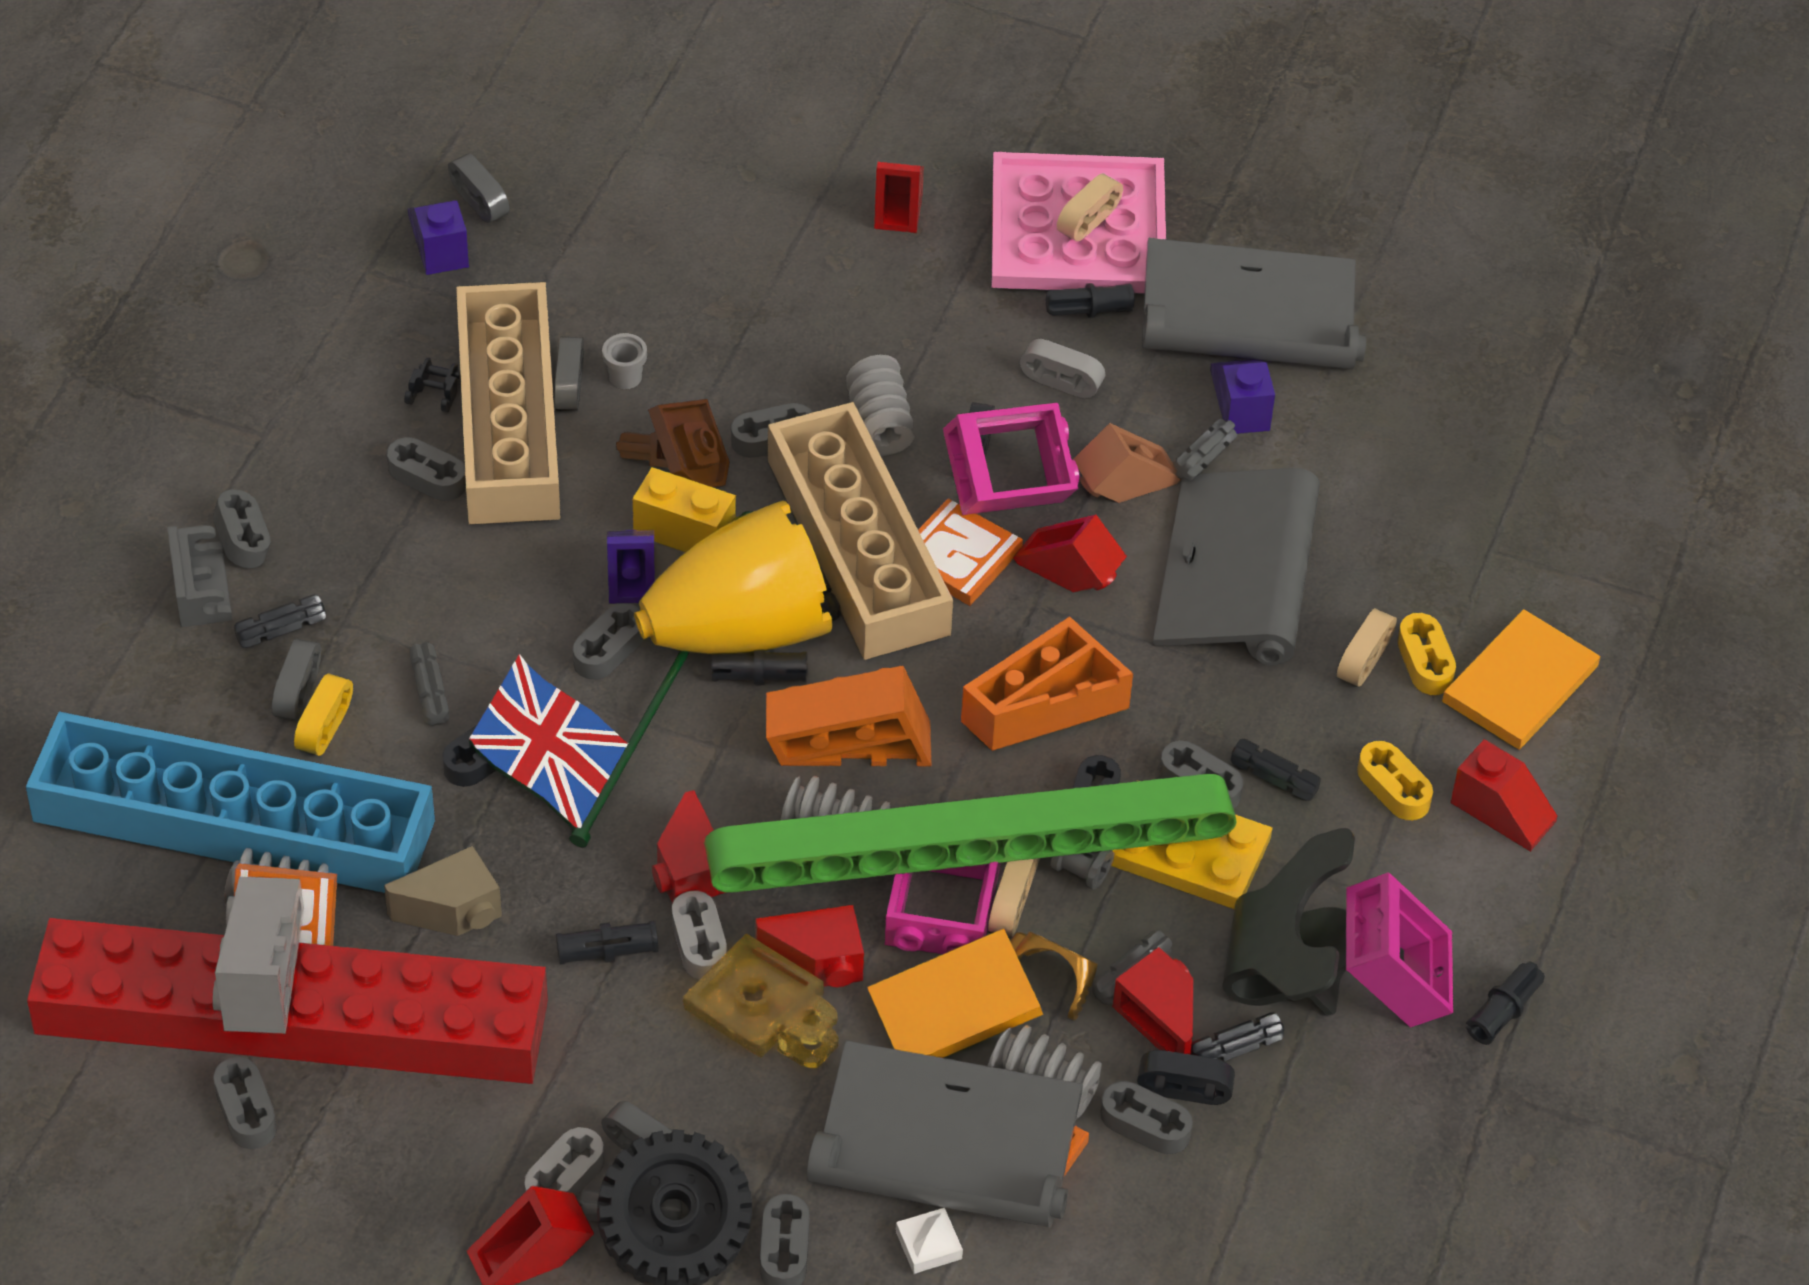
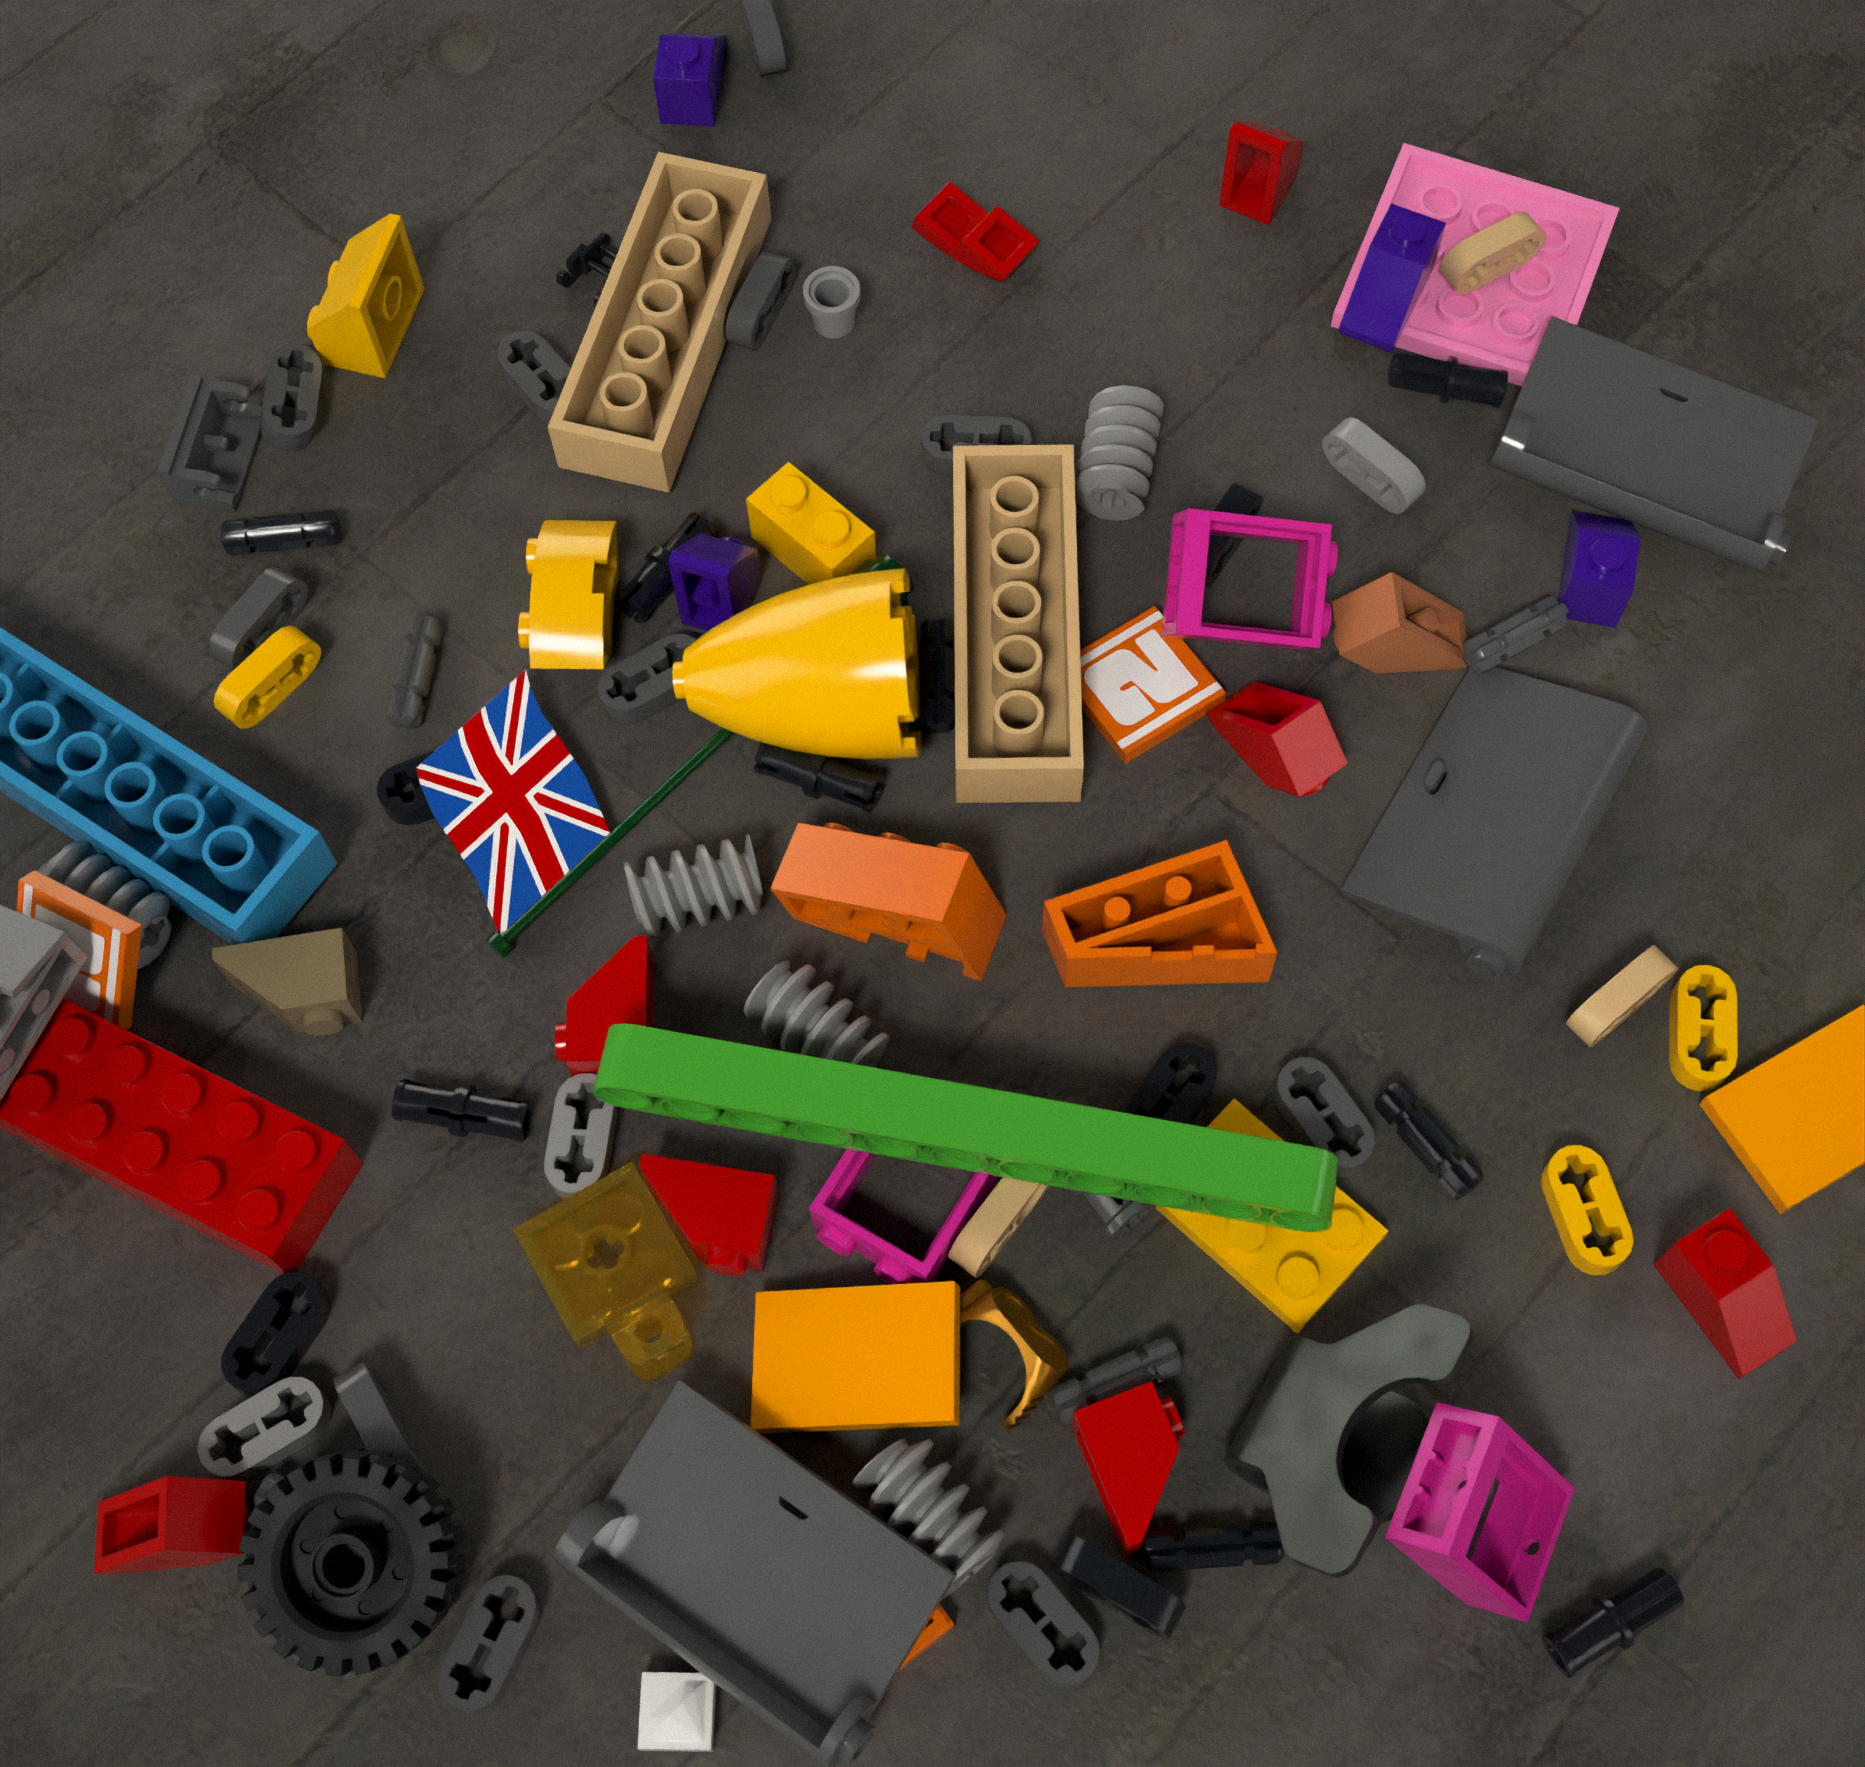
camera: 25 degrees right, 15 degrees up
(270, 444) = (368, 300): none -> yellow slope
(530, 605) = (571, 595): none -> yellow brick
(532, 1111) = (263, 1325): none -> black beam
(583, 568) = (654, 578): none -> black pin
(682, 441) = (850, 440): reddish brown piece -> none
(708, 754) = (695, 887): none -> light grey piece
(714, 295) = (978, 239): none -> red slope
(1027, 240) = (1392, 277): none -> dark purple slope

